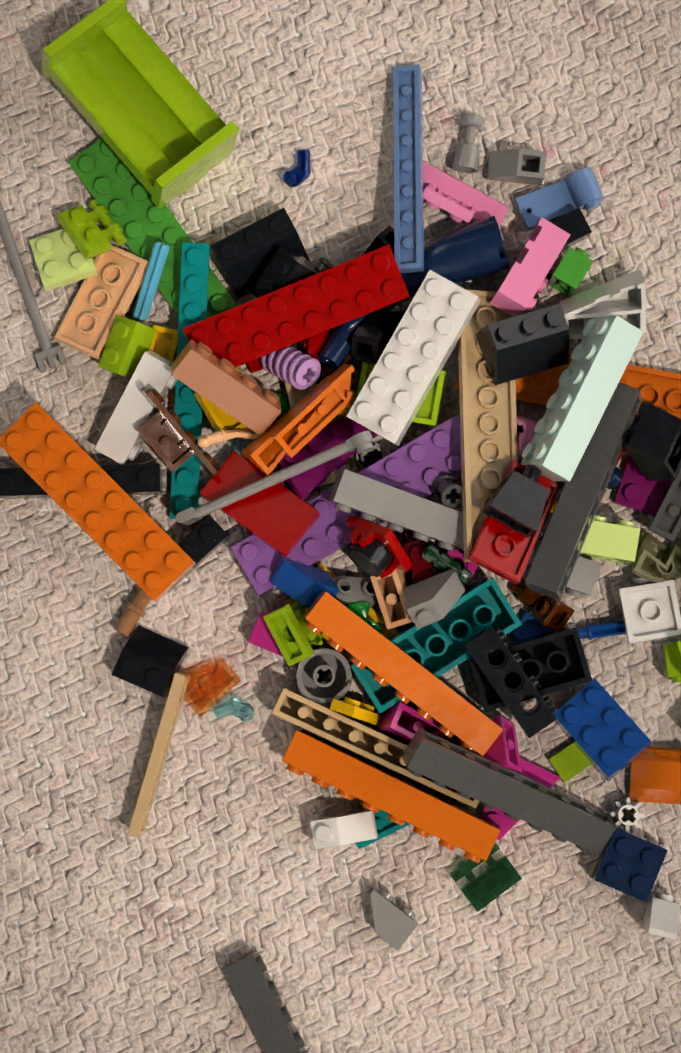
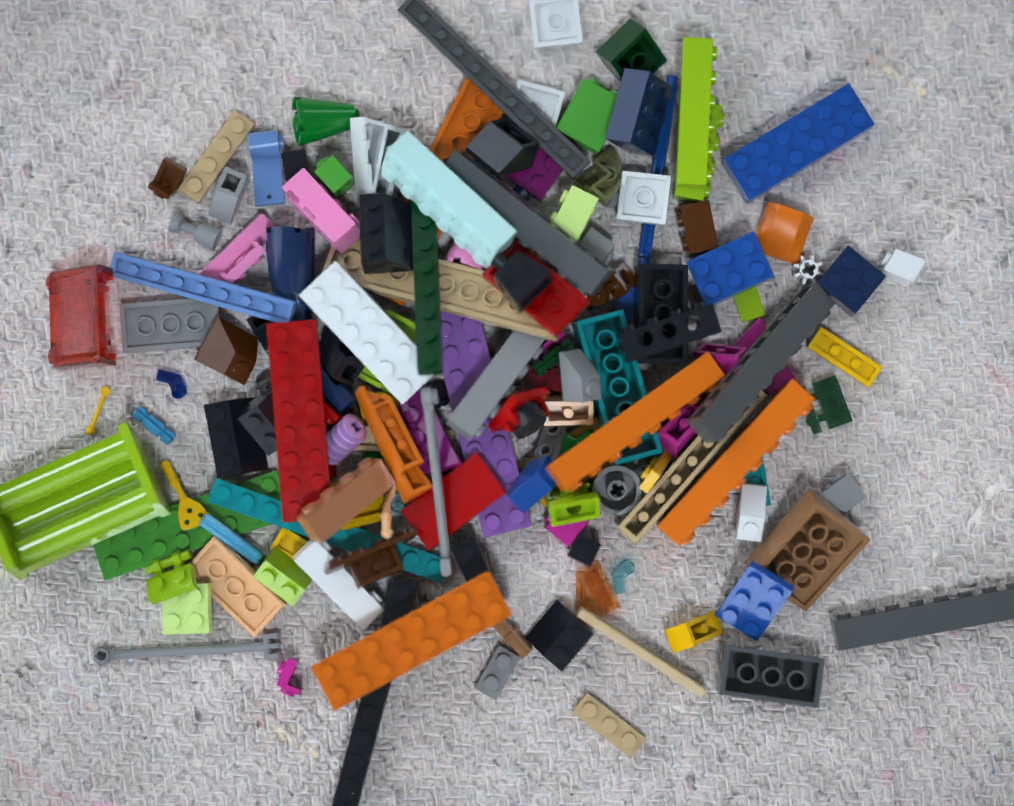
camera: 75 degrees left, 0 degrees up
(28, 382) = (286, 673): none -> dark pink bracket
(70, 743) = (608, 725): none -> tan plate
(92, 606) = (497, 672): none -> light grey plate
(172, 902) = (770, 676): none -> dark grey brick
(175, 220) = (185, 502): none -> yellow piece
(197, 805) = (694, 631): none -> yellow slope
(248, 163) = (154, 425): none -> dark azure axle
(249, 660) = (584, 550): none -> black brick
(249, 861) = (754, 600): none -> plate
(268, 102) = (105, 391): none -> yellow hinge
(319, 902) = (810, 548): none -> medium nougat slope
(338, 48) = (79, 317): none -> clear red windscreen
(350, 217) = (228, 350): none -> reddish brown slope
(358, 147) = (165, 324): none -> light grey plate
(448, 491) = (494, 336): dark grey bush -> none
(472, 407) = (427, 293): none -> dark green plate
(515, 97) = (167, 179): none -> reddish brown bracket
(544, 883) = (844, 357): none -> yellow plate
(556, 142) = (216, 157): none -> tan plate
(629, 239) = (320, 119): none -> green cone
(636, 680) = (697, 228): none -> reddish brown brick

